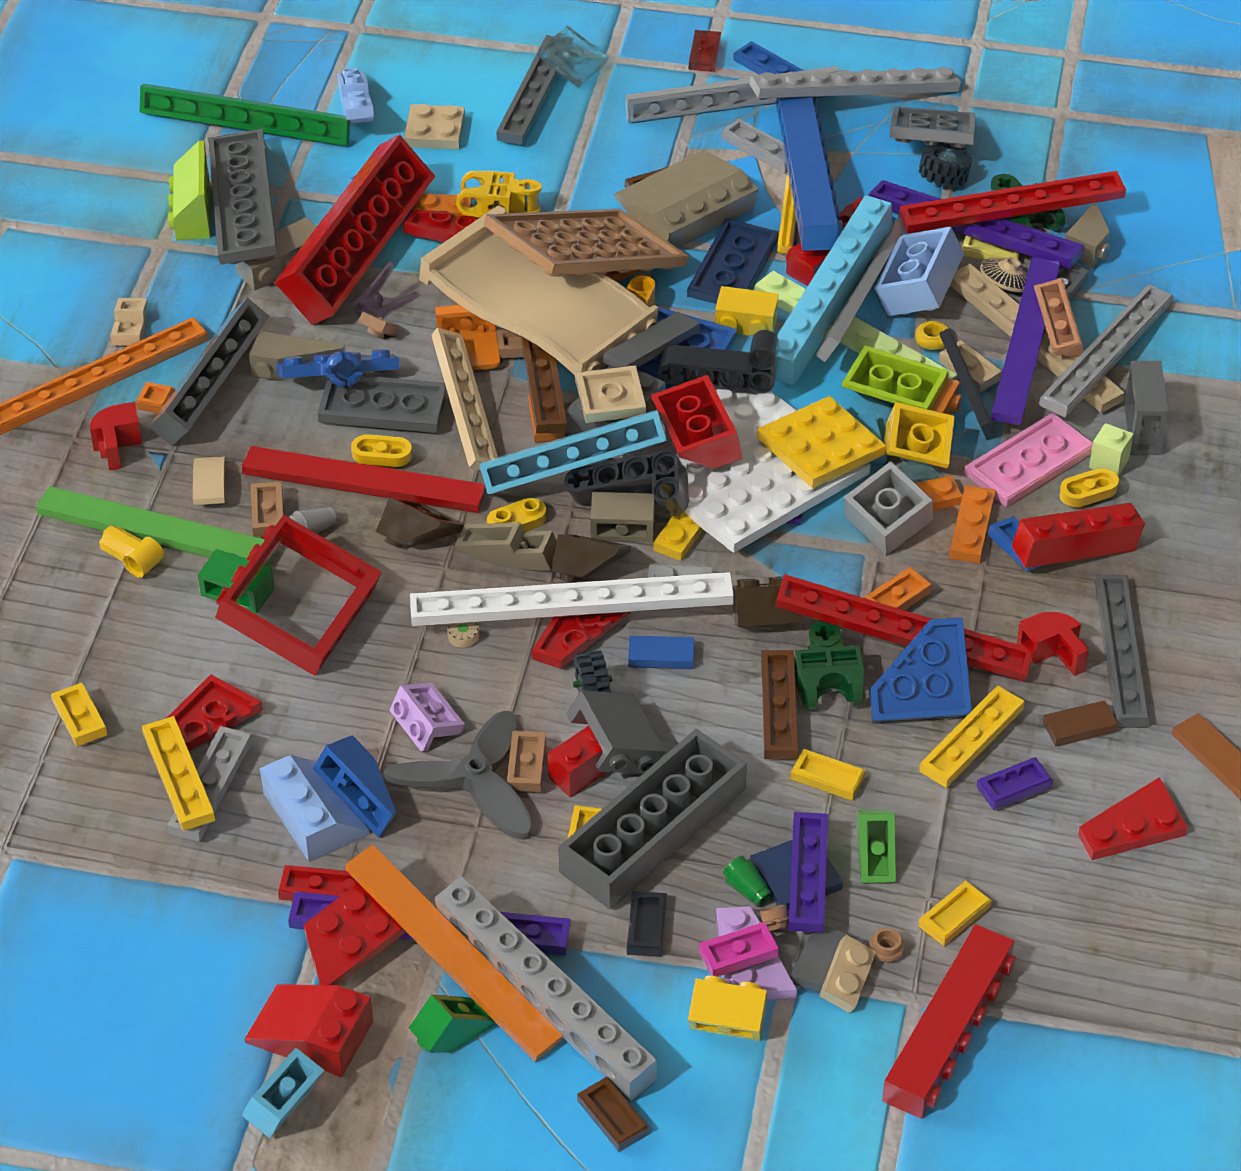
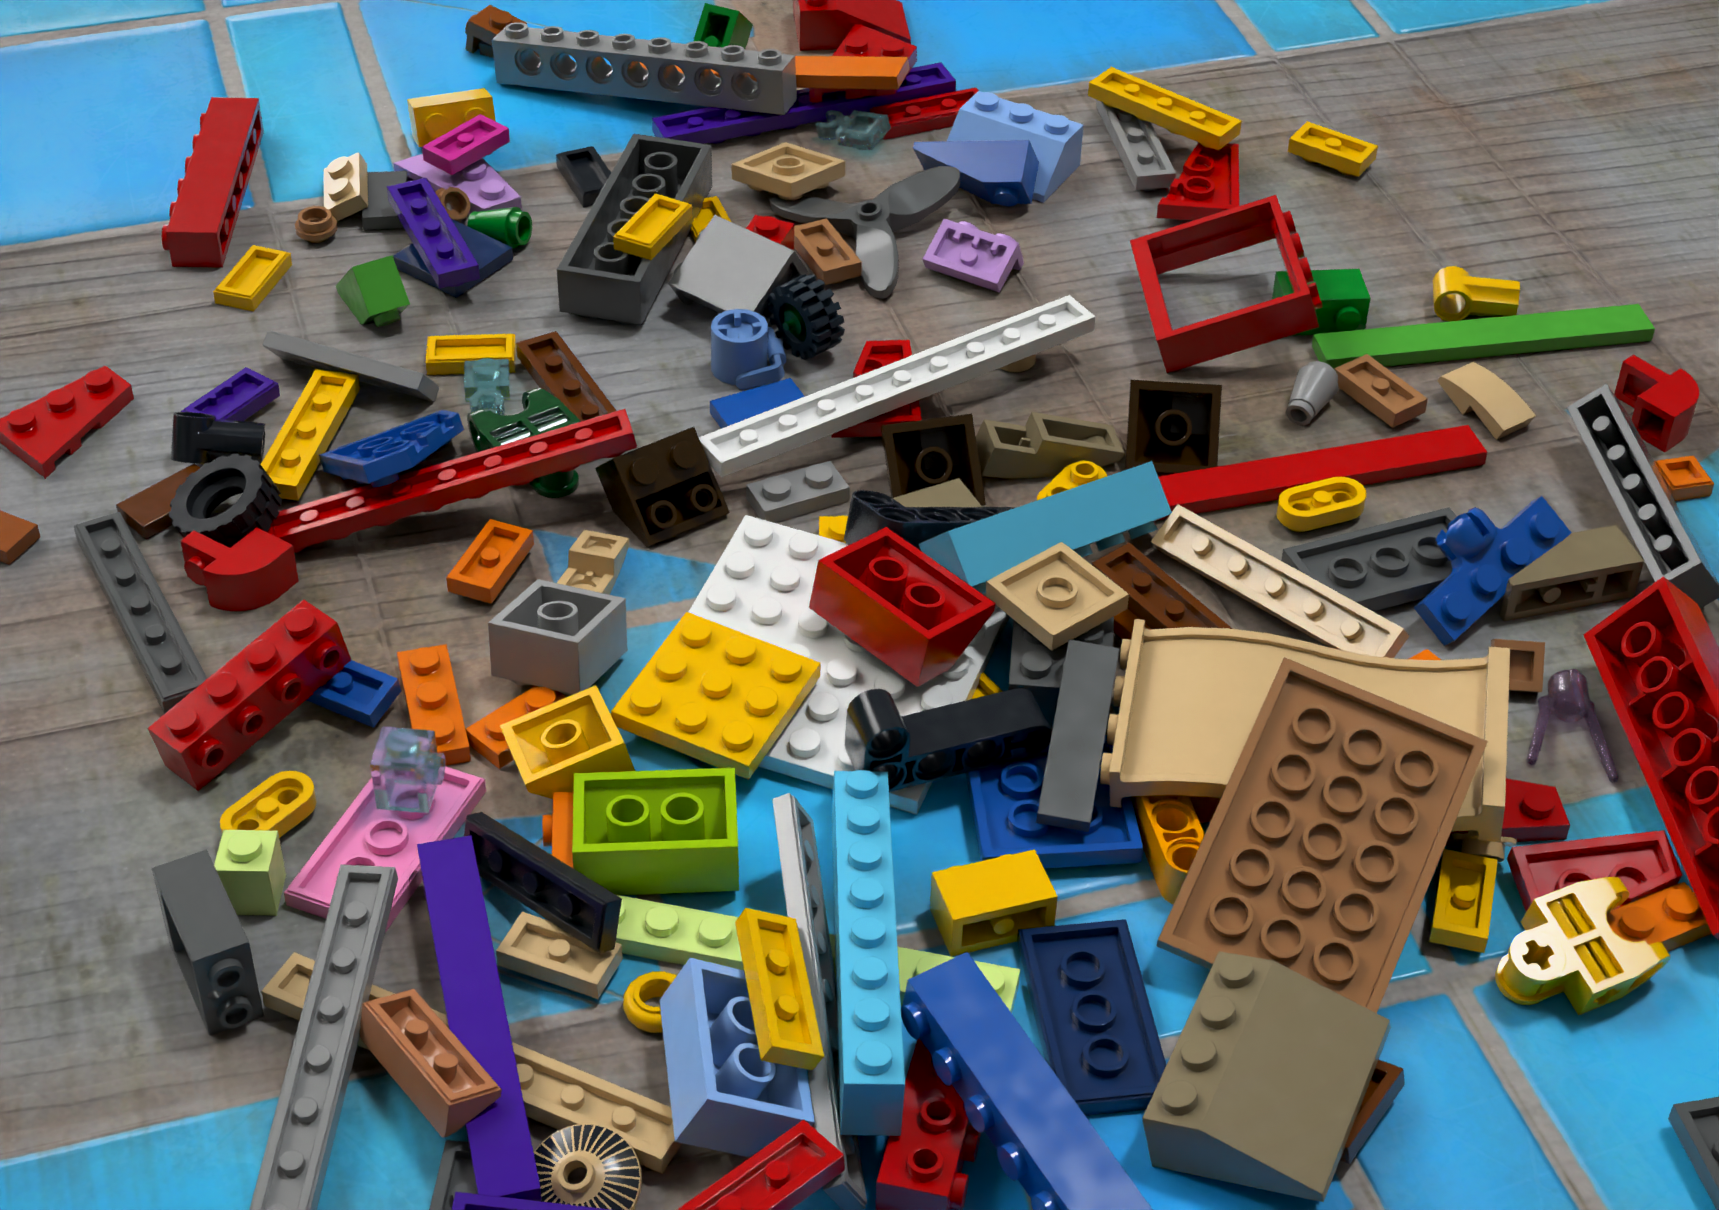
camera: 150 degrees right, 5 degrees down
(415, 871) = (858, 130): none -> clear light blue plate
(499, 843) = (788, 170): none -> tan plate
(633, 1123) = (486, 26): none -> dark orange bracket
(648, 683) = (741, 348): none -> medium blue piece
(658, 767) = (652, 226): none -> yellow tile
(833, 739) = (487, 384): none -> clear light blue plate
(842, 570) = (595, 561): none -> tan slope
(889, 267) = (779, 989): none -> yellow plate
(921, 778) = (337, 360): none -> light grey tile
(1010, 457) = (406, 769): none -> clear light blue brick
(1033, 742) = (203, 438): none -> black piece
(1063, 664) = (214, 485): none -> black tyre

